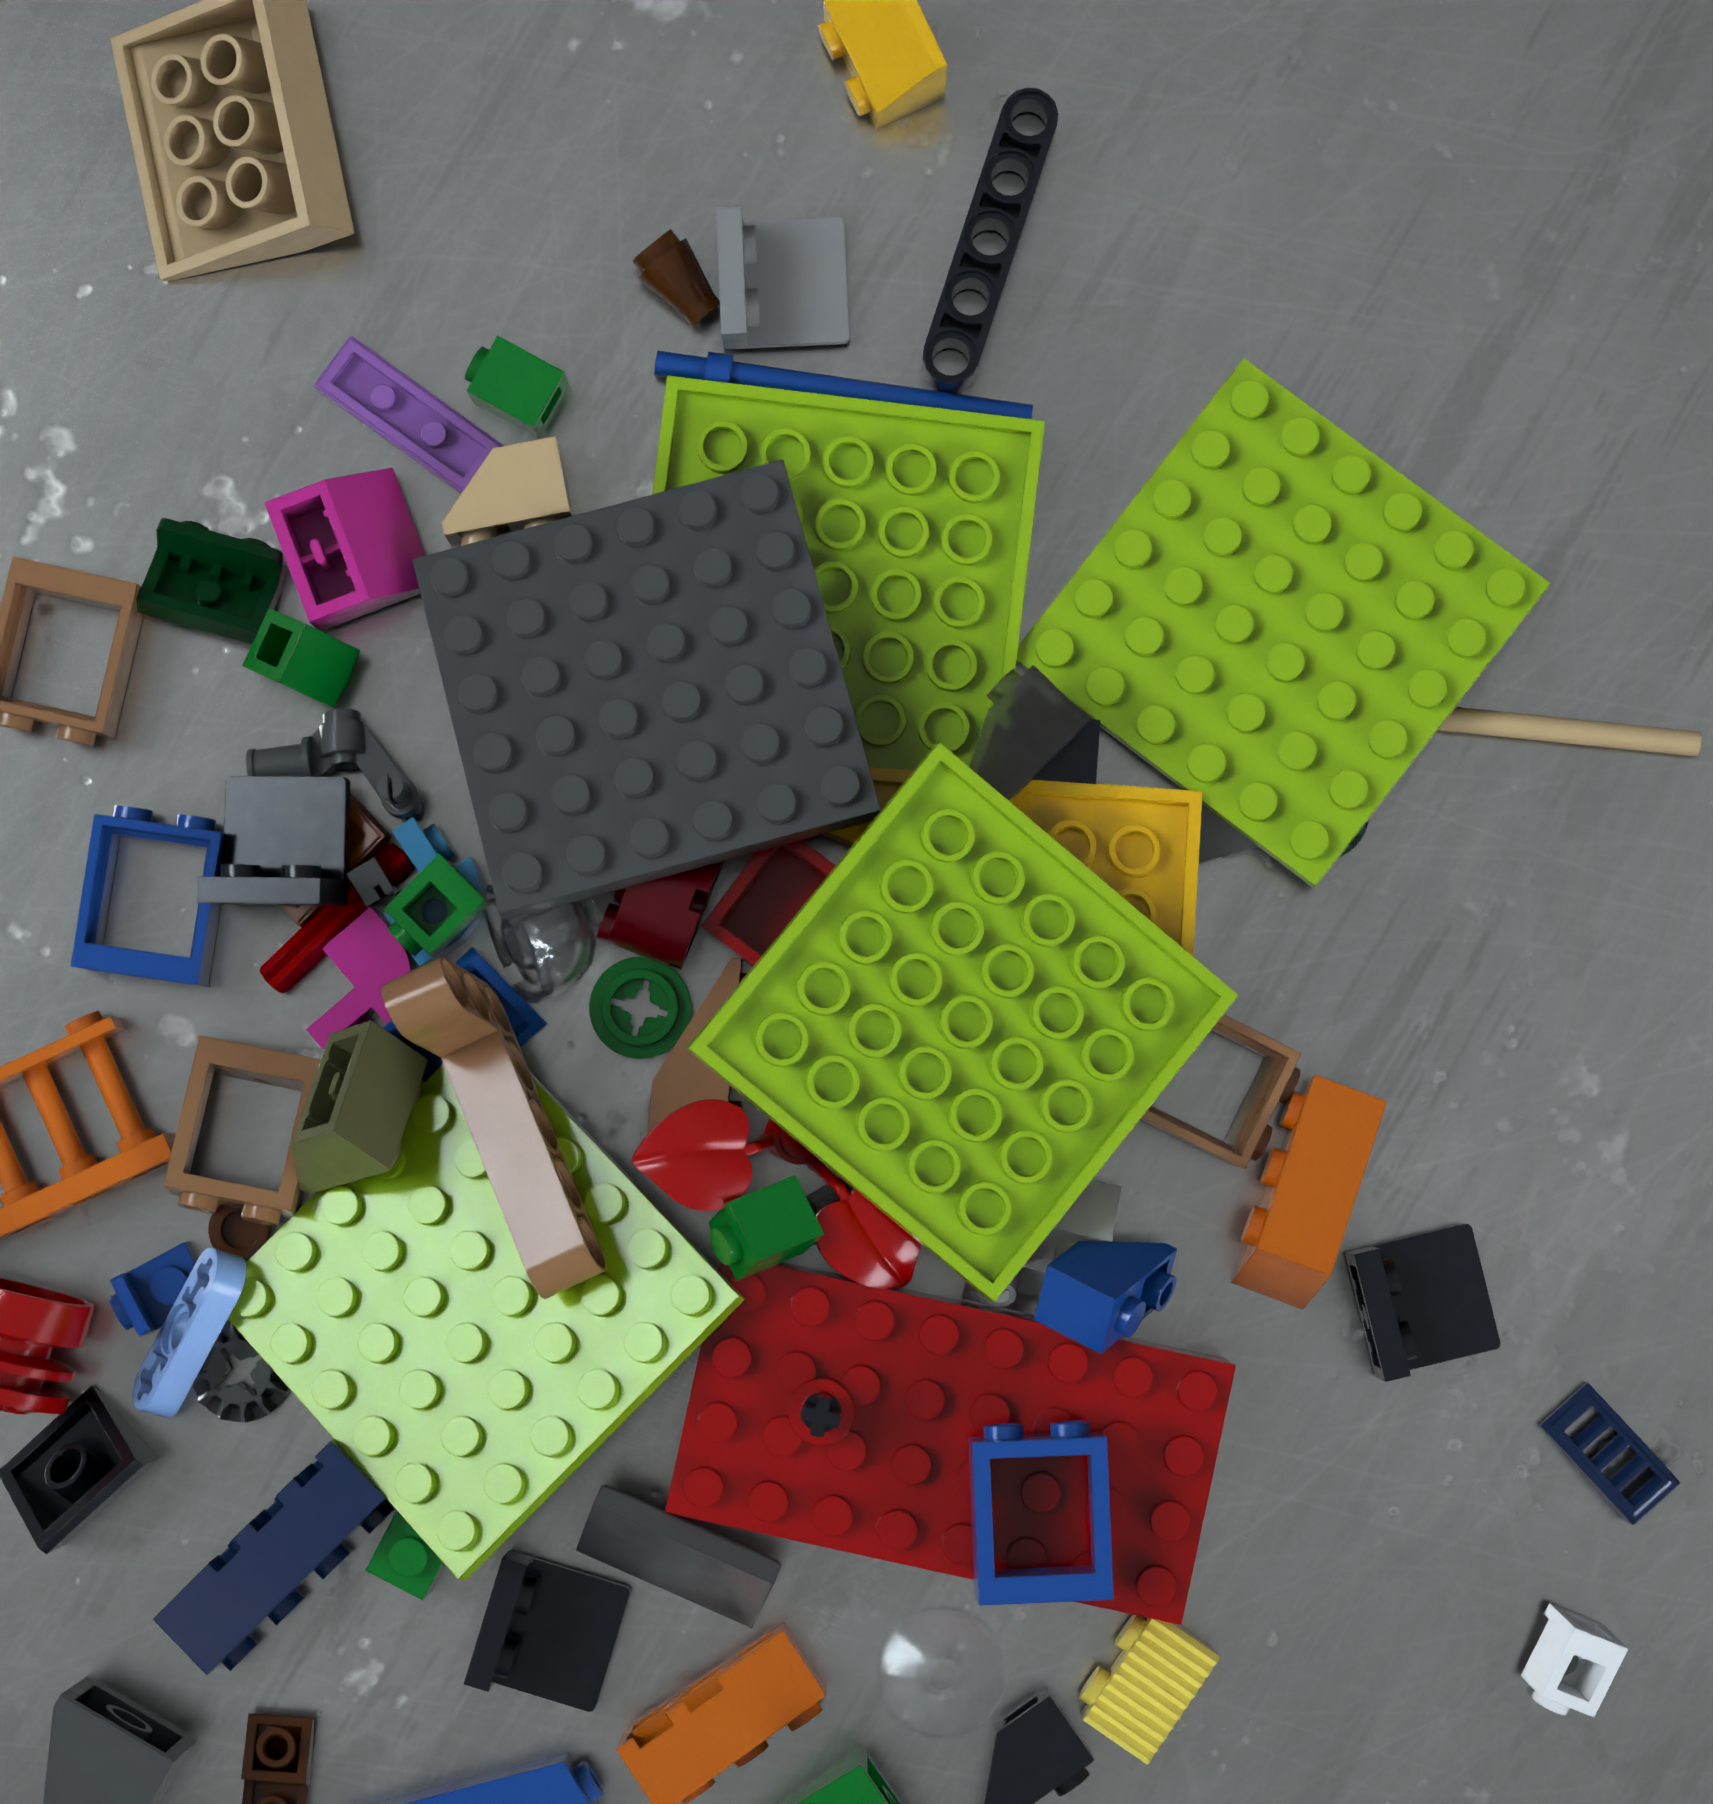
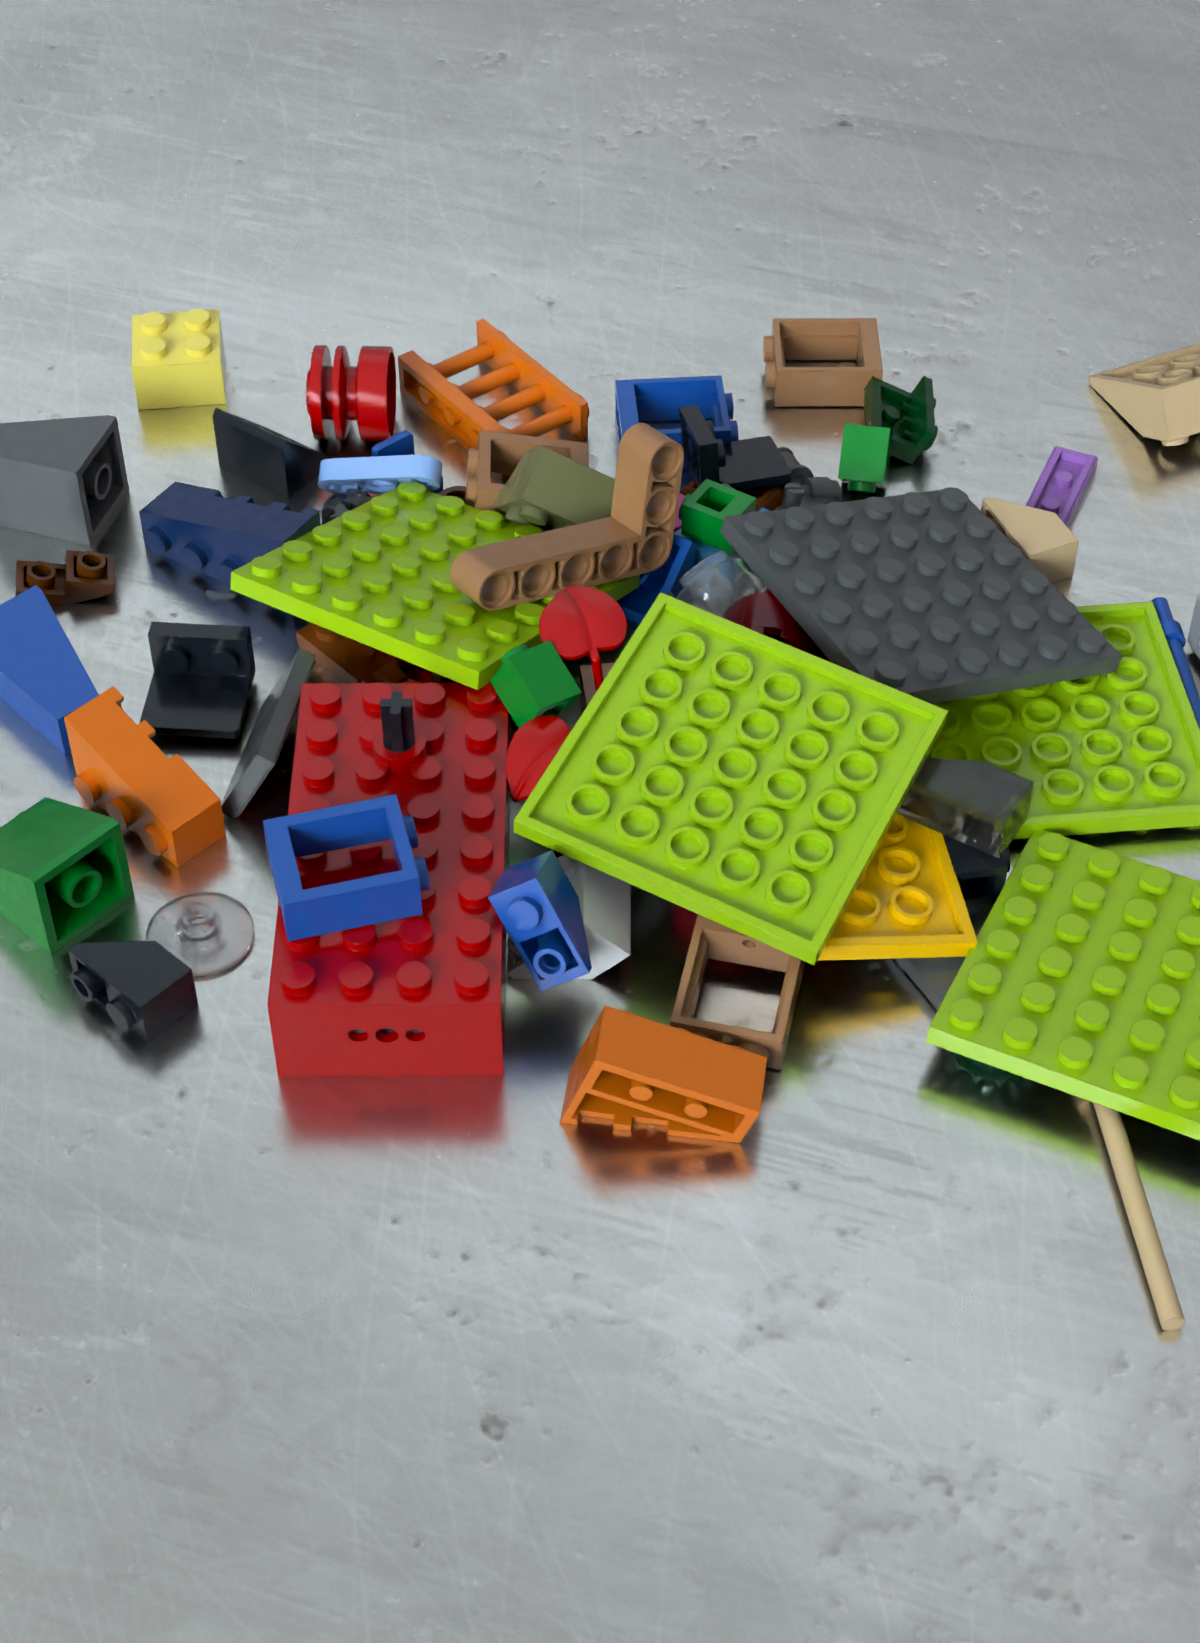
camera: 75 degrees right, 40 degrees down
(348, 545) = (951, 452): dark pink slope -> none
(405, 1559) = (239, 610): green brick -> none
(515, 385) = (1104, 533): green brick -> none
(1146, 1684) = (210, 1052): light yellow brick -> none
(1422, 1300) = (586, 1181): black bracket -> none
(1573, 1662) = (263, 1346): white brick -> none
(1646, 1497) = (473, 1410): dark blue slope -> none

